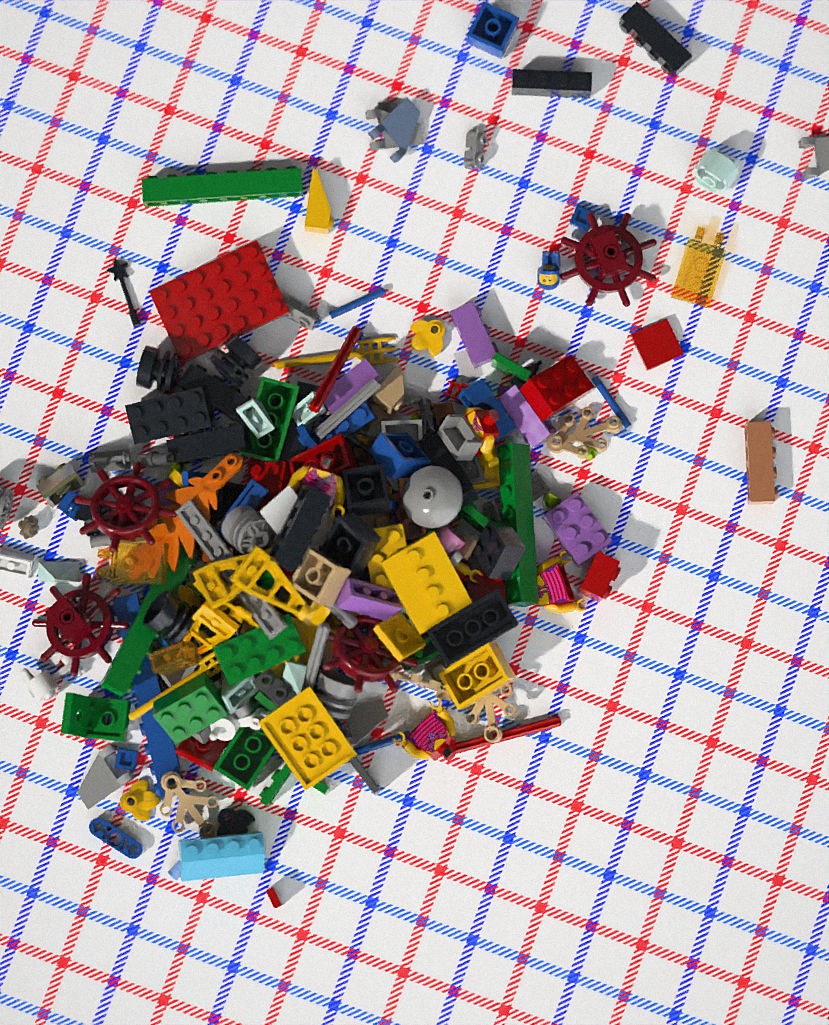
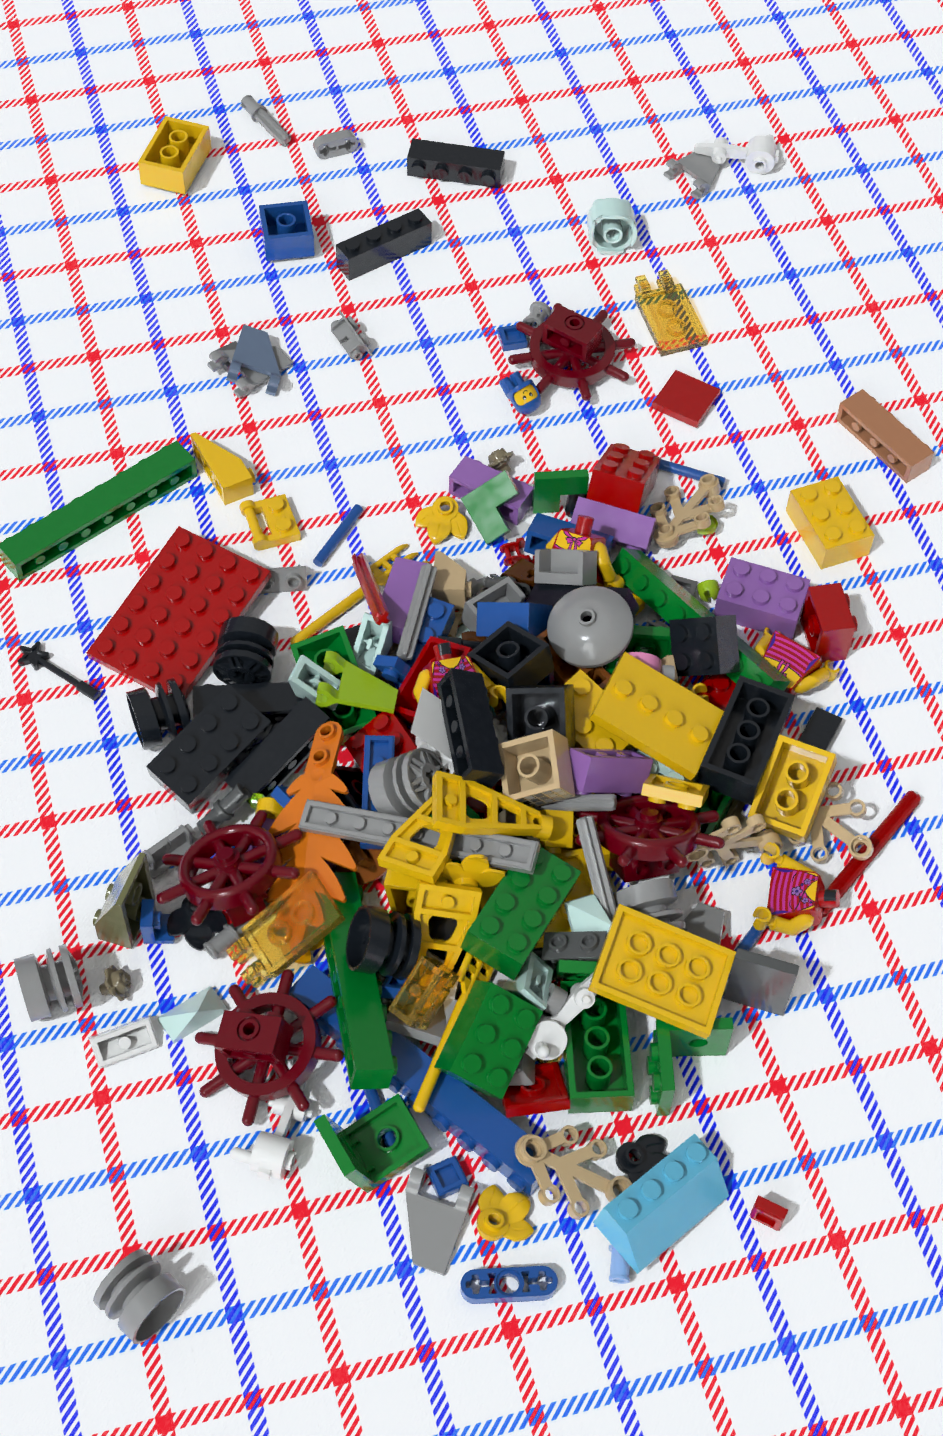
camera: 35 degrees left, 25 degrees down
(276, 438) = (356, 687): none -> lime flag
(328, 267) = (278, 518): none -> yellow plate
(457, 347) = (484, 506): none -> tile
(496, 315) = (500, 459): none -> dark tan plant
(536, 642) = (821, 729): none -> black tile
(611, 211) = (534, 316): none -> light grey bush
(666, 504) = (829, 522): none -> yellow brick

